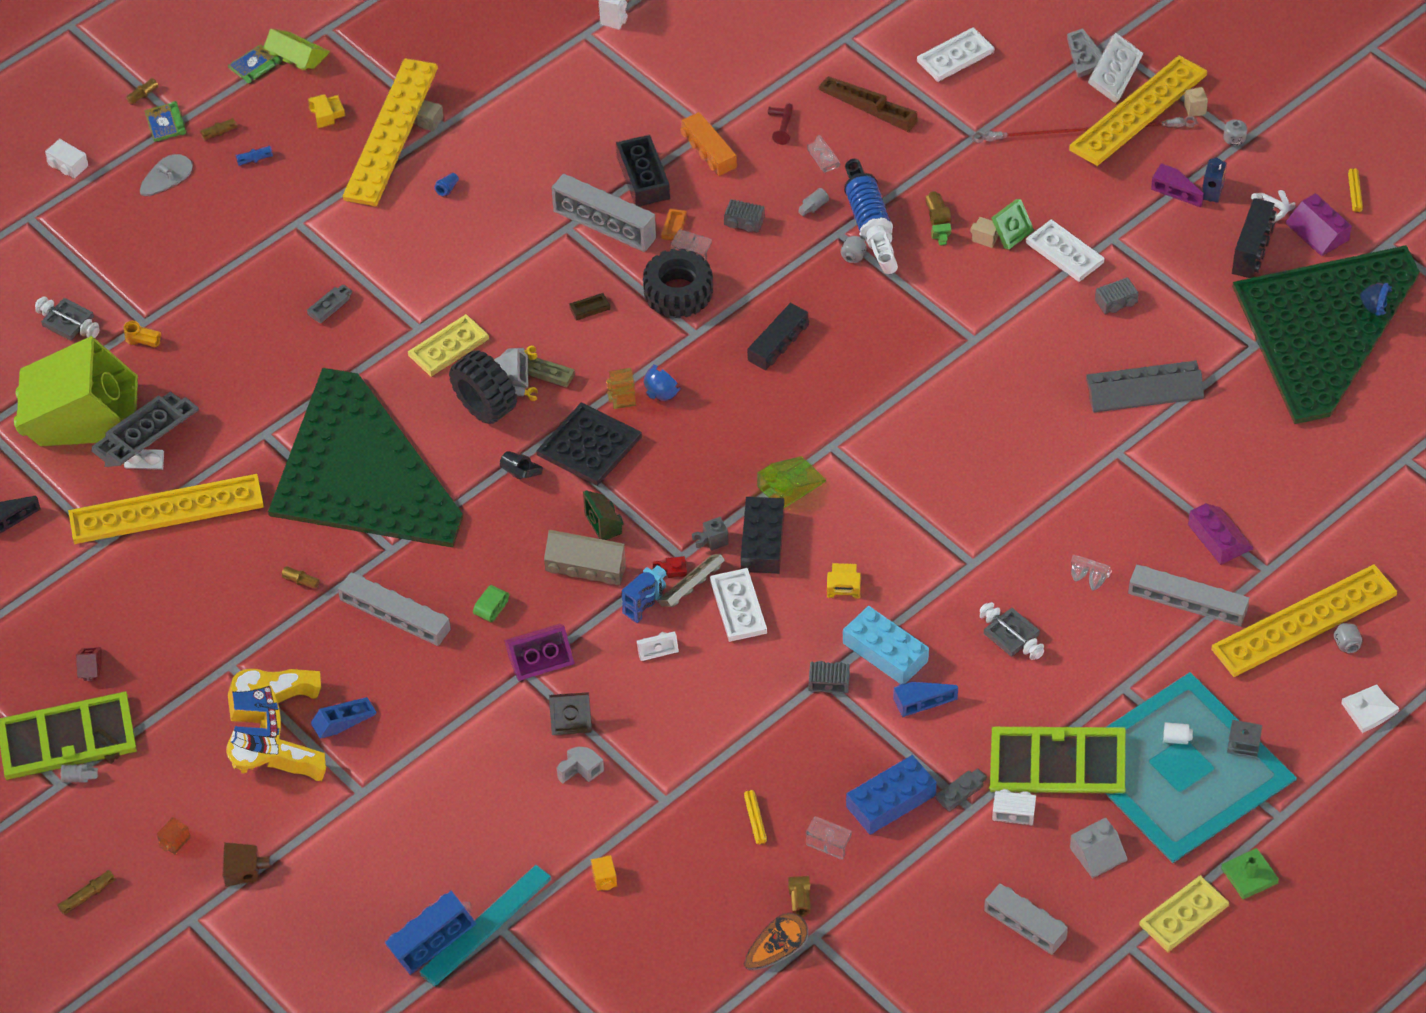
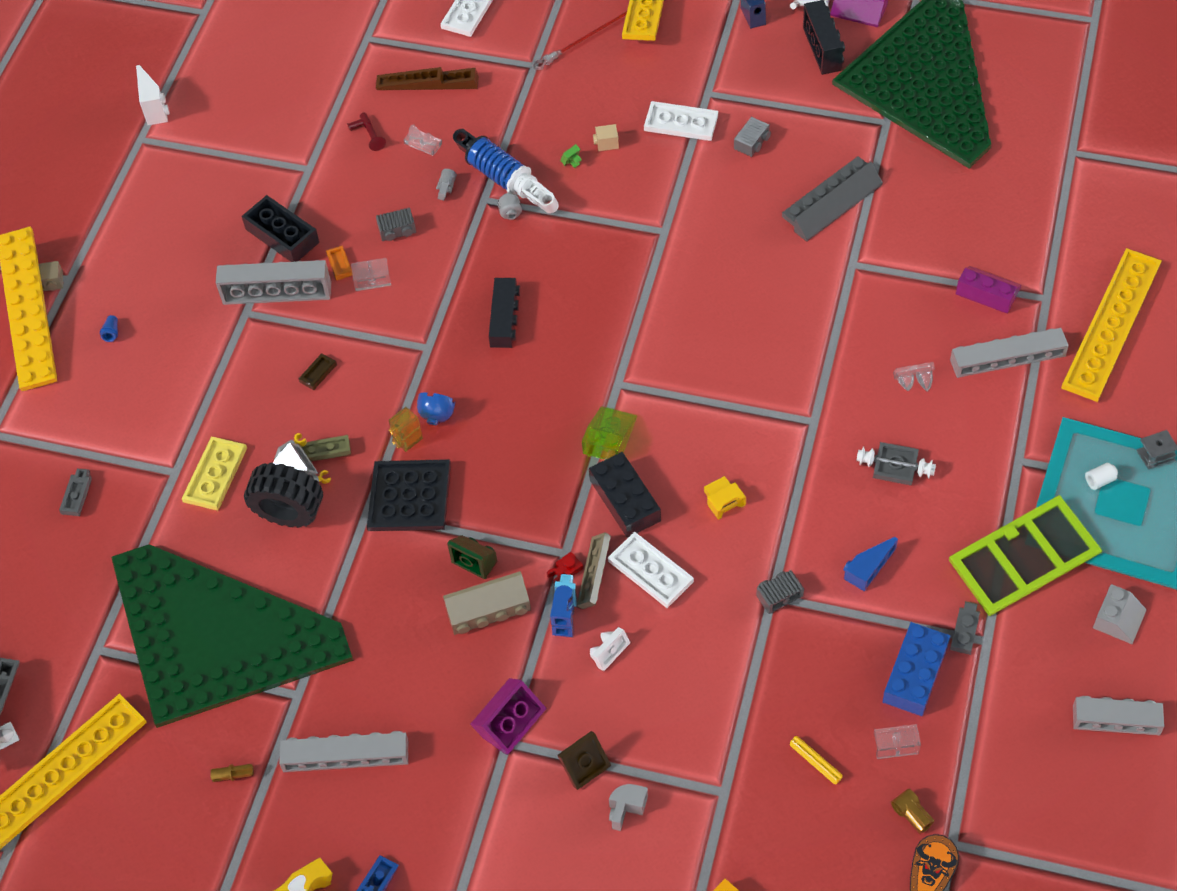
camera: 30 degrees left, 5 degrees up
(491, 603) = (430, 694): bright green beam -> none
(519, 465) = (361, 549): black piece -> none
(681, 300) = (379, 293): black tyre -> none
(708, 144) = (319, 179): orange brick -> none
(713, 534) = (581, 518): dark grey brick -> none
(885, 645) = (804, 535): medium azure brick -> none
(937, 211) = (556, 141): pearl gold piece -> none
(1012, 224) = (625, 119): bright green tile -> none
(1014, 807) = (1024, 618): white brick -> none
(1176, 185) = (724, 25): magenta slope -> none
(1348, 638) = (1156, 319): light grey head -> none
(1375, 298) = (957, 35): dark blue hair -> none

